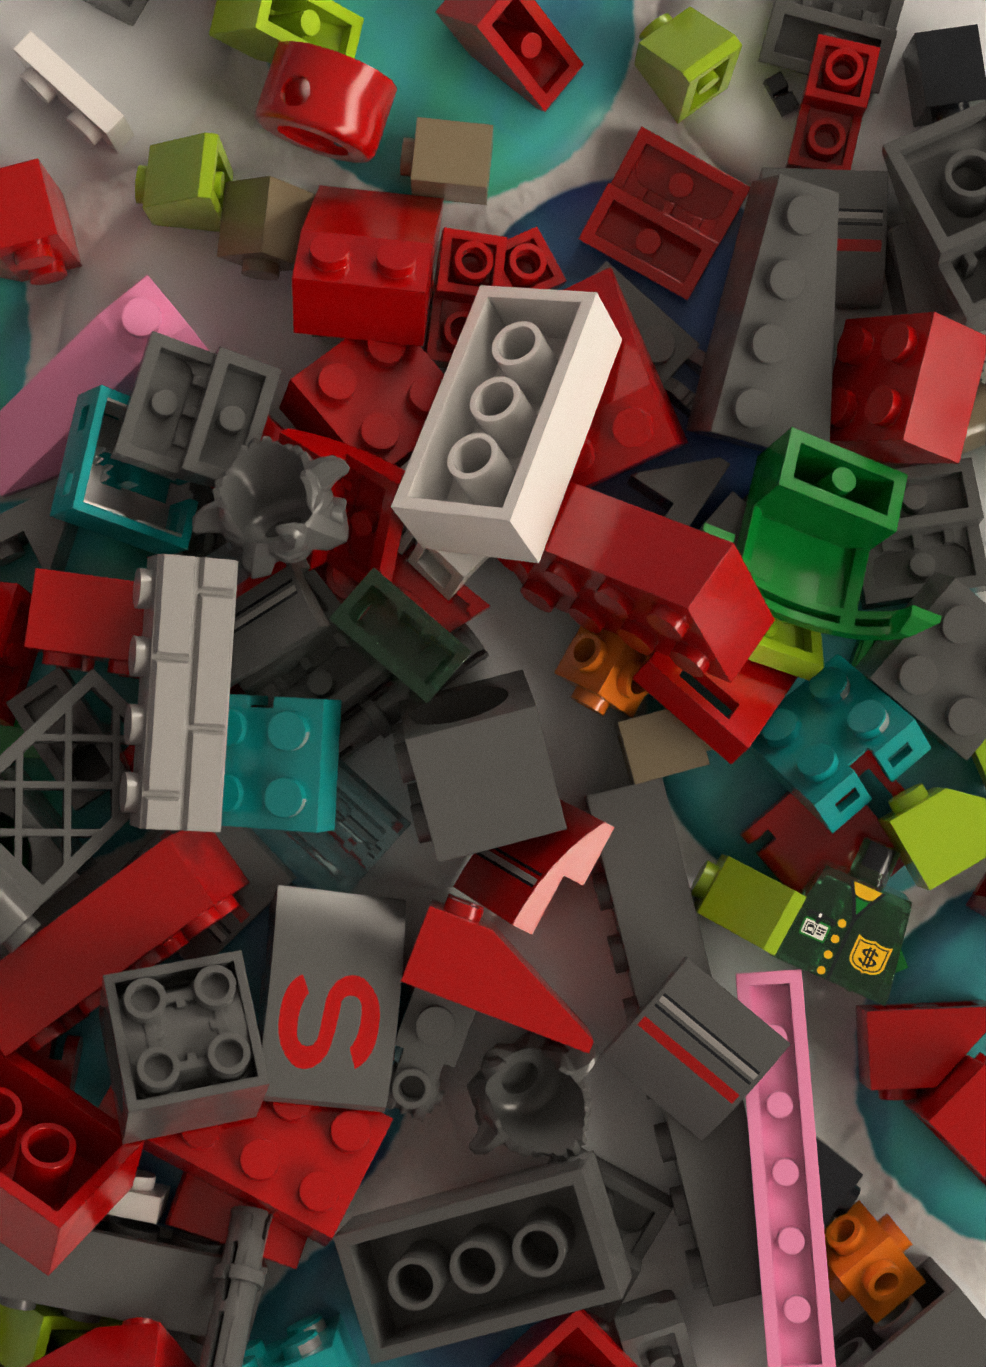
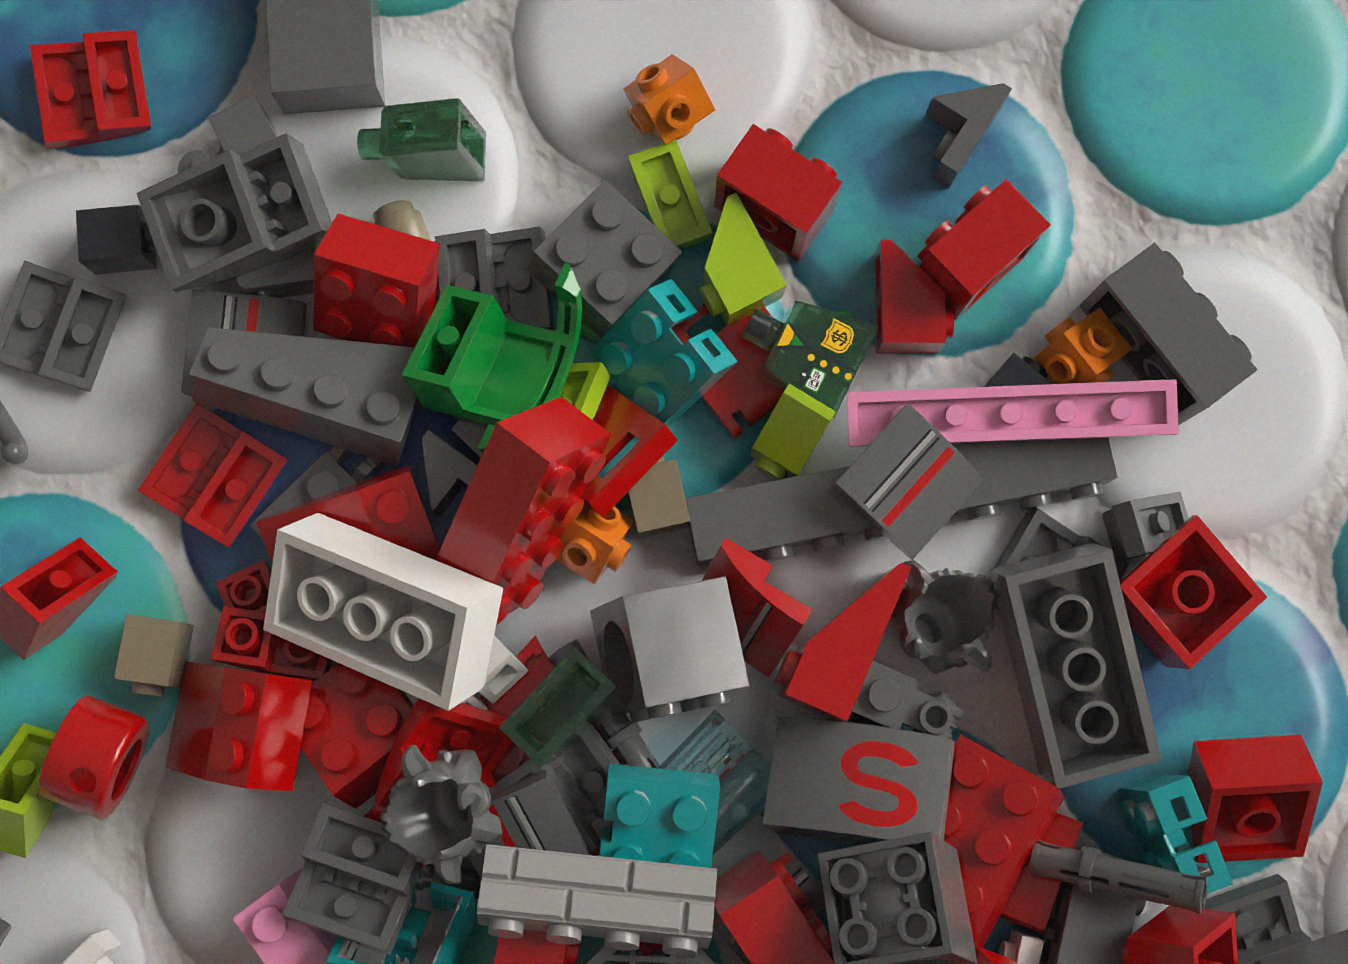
camera: 85 degrees left, 5 degrees down
(185, 182) = (154, 882): lime slope -> none
(262, 225) = (197, 815): dark tan brick -> none
(686, 60) = (84, 449): lime slope -> none
(778, 90) = (115, 377): black piece -> none
(833, 104) = (132, 332): red slope -> none

